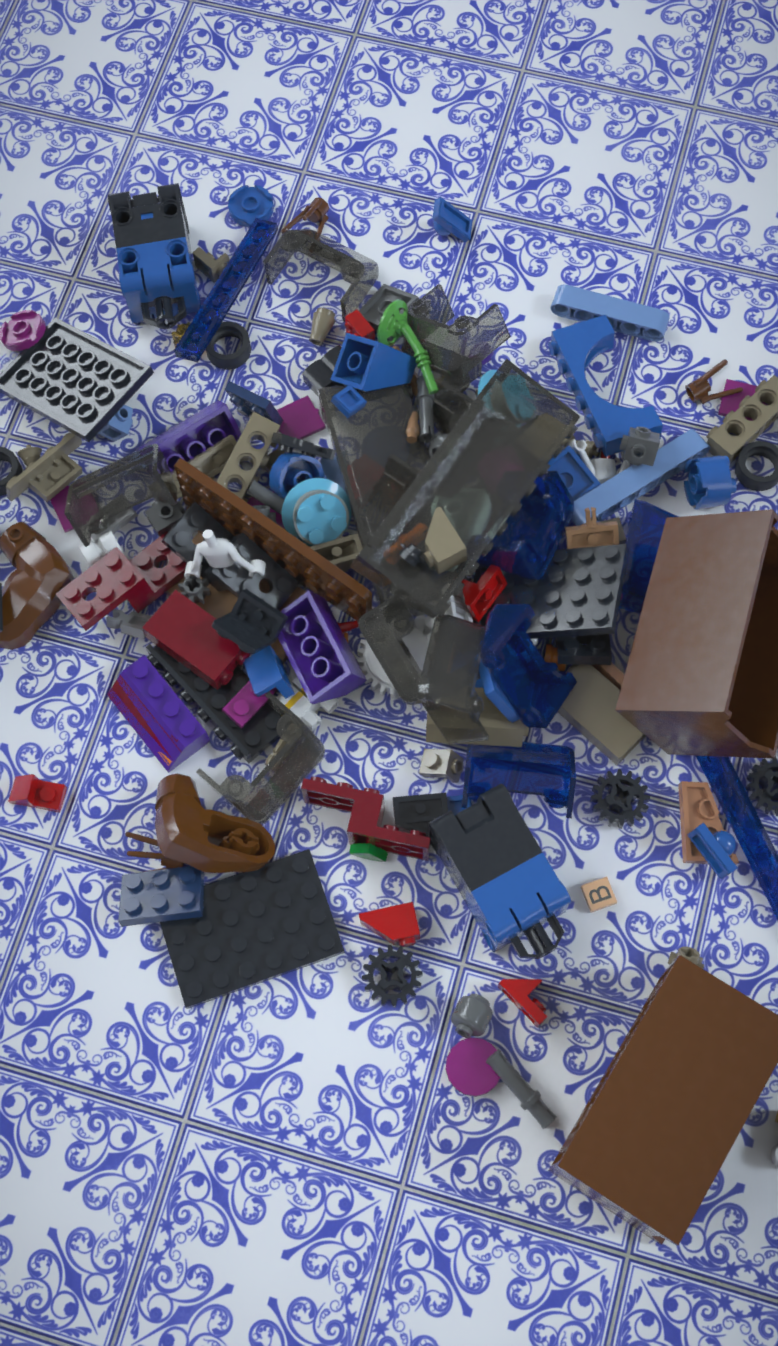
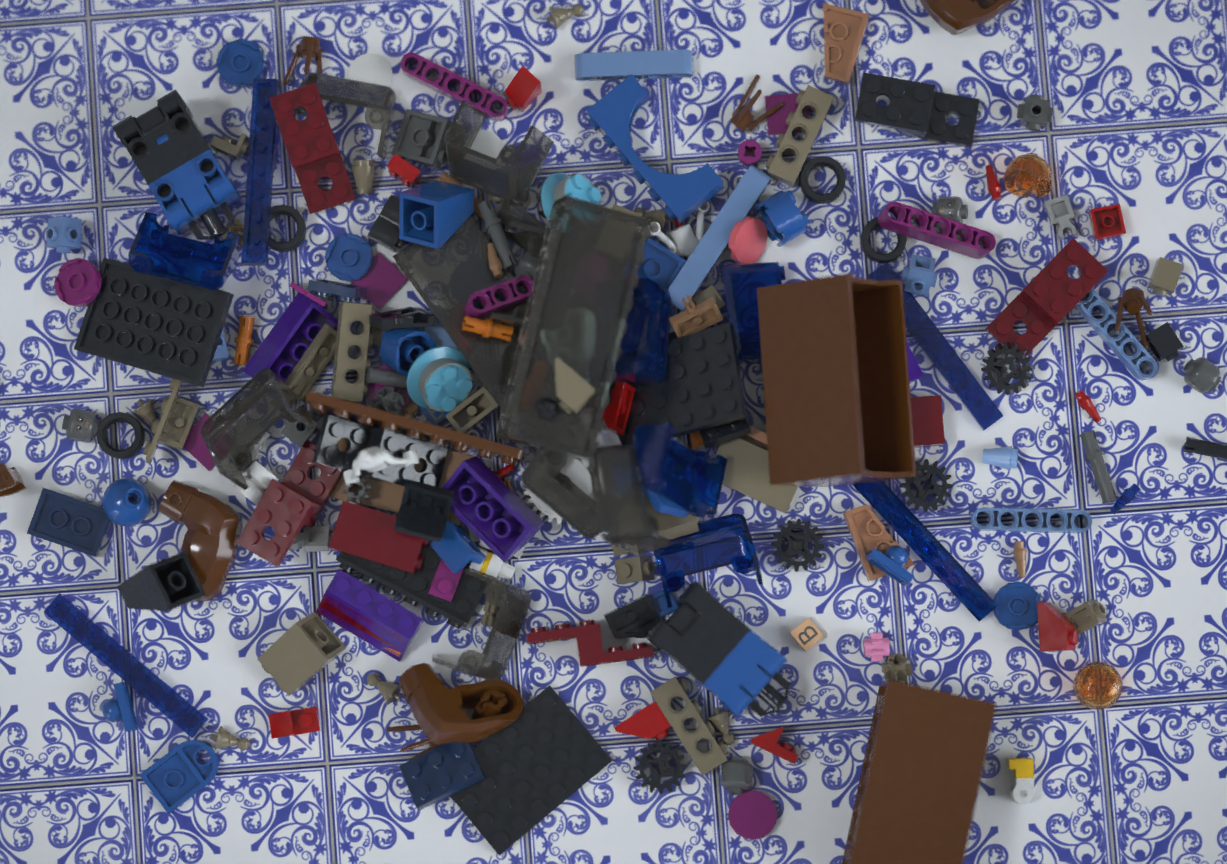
camera: 20 degrees left, 15 degrees up
(29, 285) = (64, 234): none -> medium blue brick
(73, 725) = (301, 653): none -> dark tan slope
(102, 315) = (182, 258): none -> clear blue windscreen
(143, 795) = (388, 690): none -> dark tan piece
(149, 426) = (243, 340): none -> orange pin
(220, 395) = (308, 294): none -> magenta piece
(280, 387) = (349, 257): none -> blue tile
(283, 282) = (312, 148): none -> dark red bracket
(348, 401) = (427, 261): blue tile -> none
(366, 245) = (371, 69): none -> white sticker
(368, 851) = (600, 669): green tile -> none
(381, 476) = (487, 328): none -> orange pin
(397, 326) = (440, 164): bright green dish -> none
(411, 451) = (491, 304): none -> magenta beam
(425, 268) = (446, 78): none -> magenta beam
(442, 987) = (704, 761): none -> dark tan brick
(451, 220) = (448, 18): blue tile -> none
(475, 952) = (721, 722): none -> dark tan piece
(499, 291) = (522, 90): none -> red slope
(528, 1097) = (805, 824): dark grey pin -> none
(555, 253) = (560, 15): none -> dark tan piece
(640, 446) = (710, 213): dark grey brick -> none
(669, 489) = (748, 240): none -> coral tile
(670, 933) = (876, 647): none -> bright pink gear
(690, 423) = (749, 157): none -> magenta wheel

